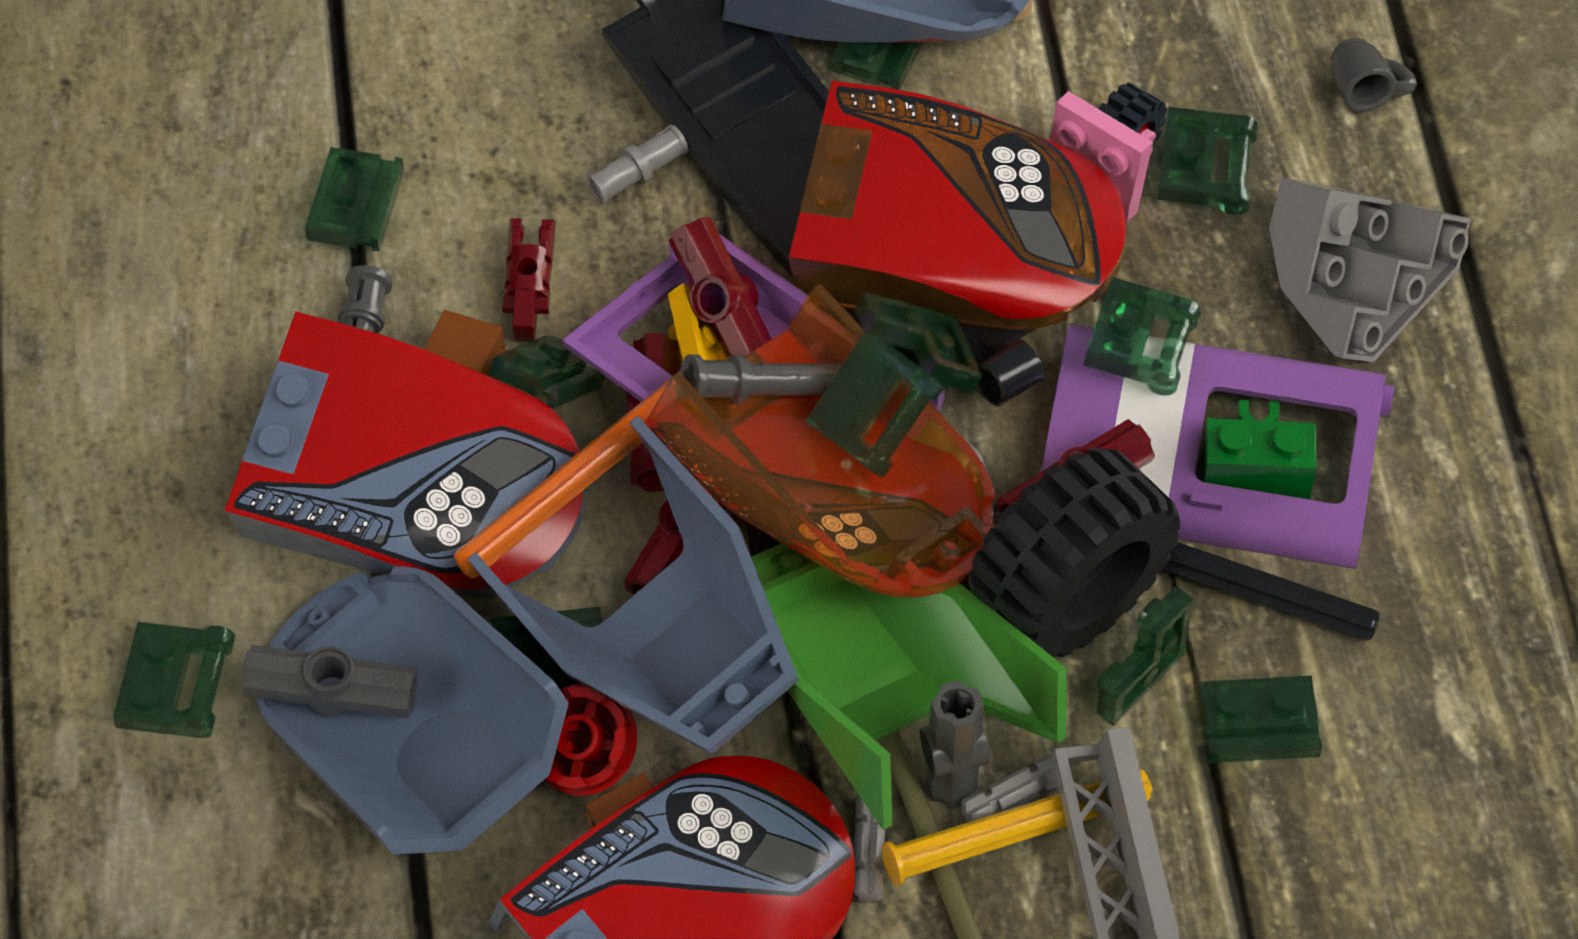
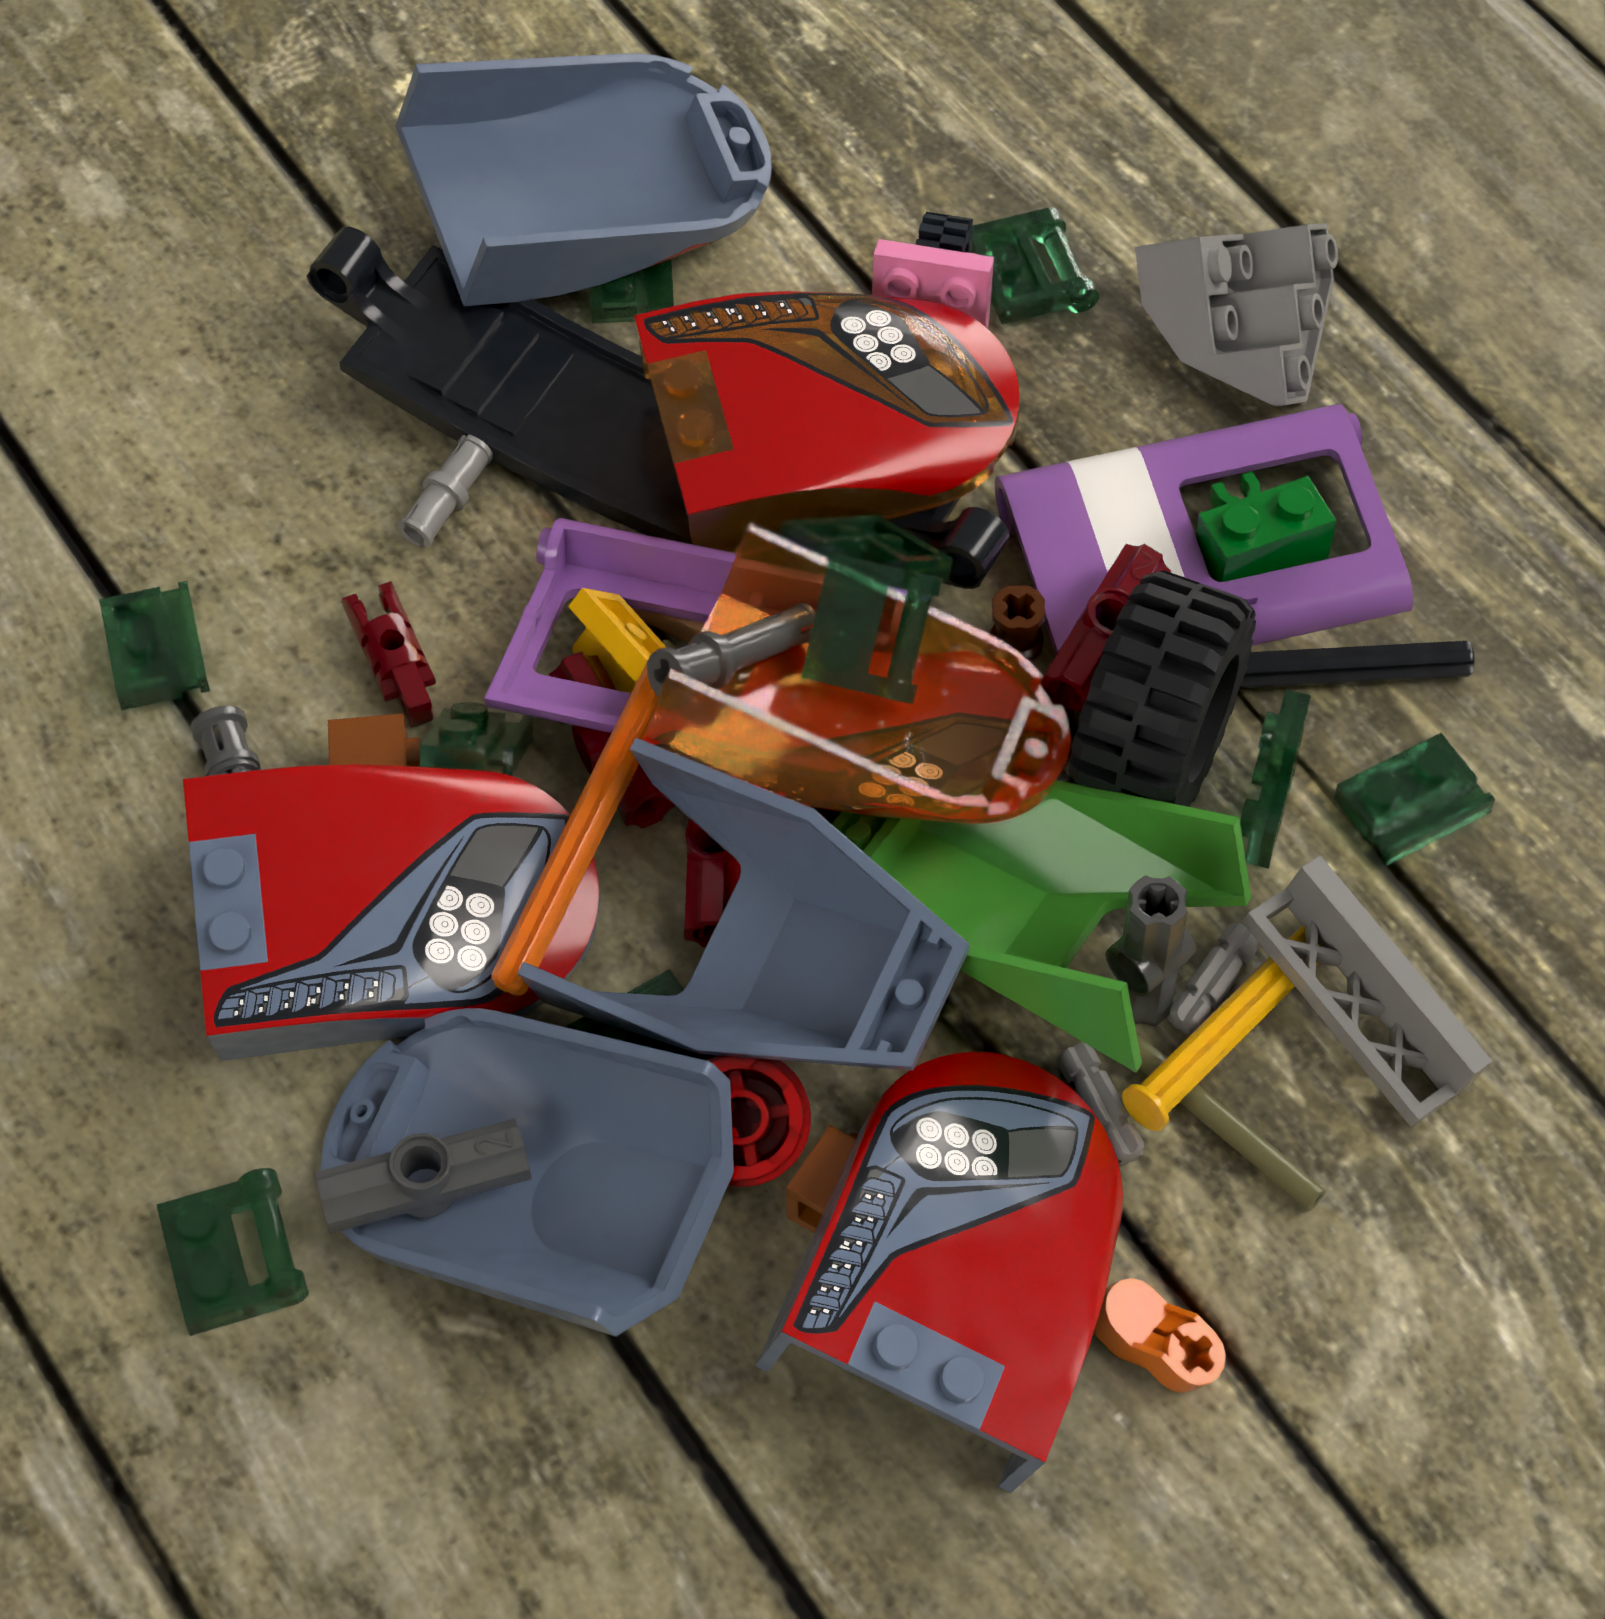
camera: 25 degrees left, 0 degrees up
(711, 272) = (601, 562): dark red piece -> none
(1019, 449) = (1018, 618): none -> reddish brown bush
(1125, 329) = (1068, 461): clear green plate -> none
(1366, 77) = (1138, 126): dark grey piece -> none

